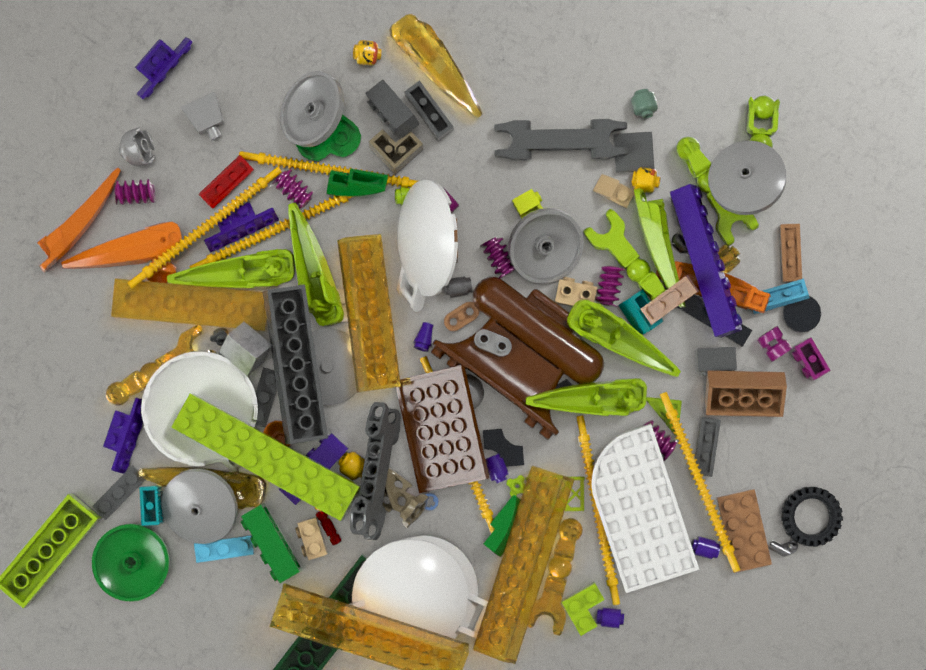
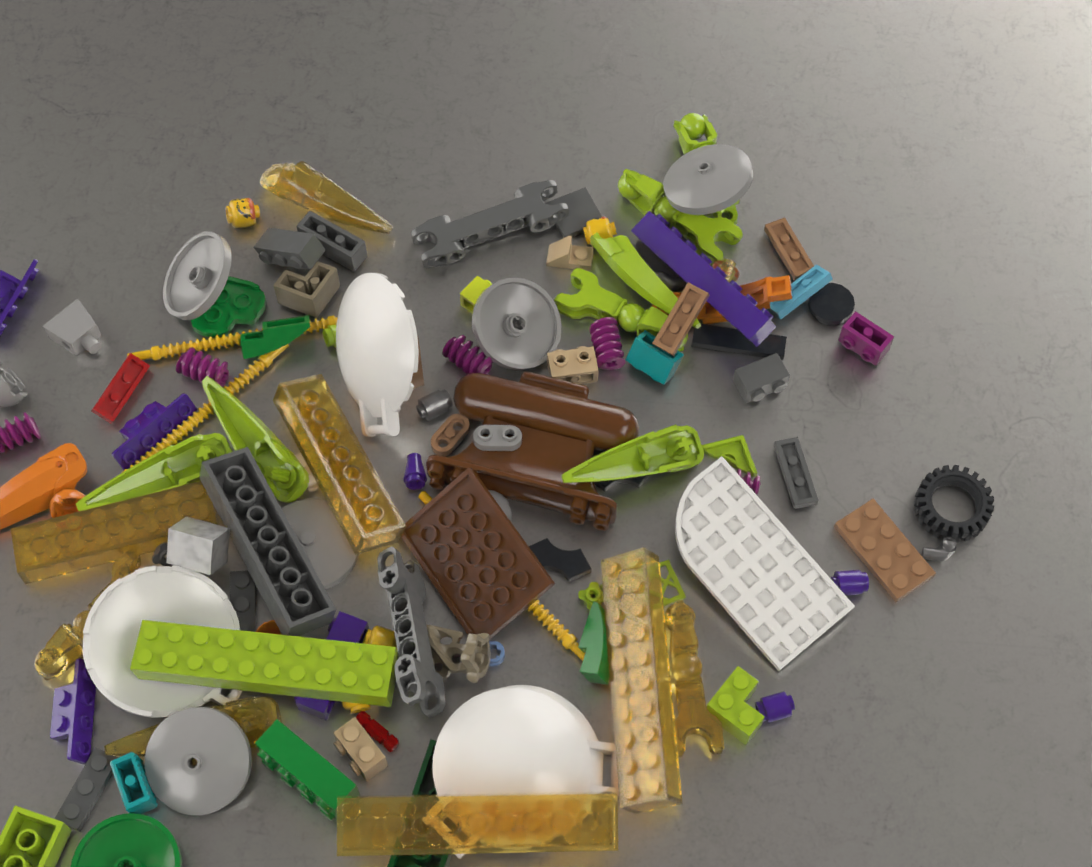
camera: 20 degrees left, 25 degrees down
(147, 271) = (48, 496): yellow hose -> none
(224, 549) = (248, 809): medium azure plate -> none
(496, 468) = (564, 585): dark purple brick -> none
(612, 582) = (757, 664): yellow hose -> none
(614, 333) = (637, 386): lime piece -> none
(644, 103) = (565, 163): sand green head -> none
(727, 548) = (877, 571): yellow hose -> none
(745, 393) = (812, 395): medium nougat brick -> none
(779, 348) = (823, 345): magenta wheel -> none

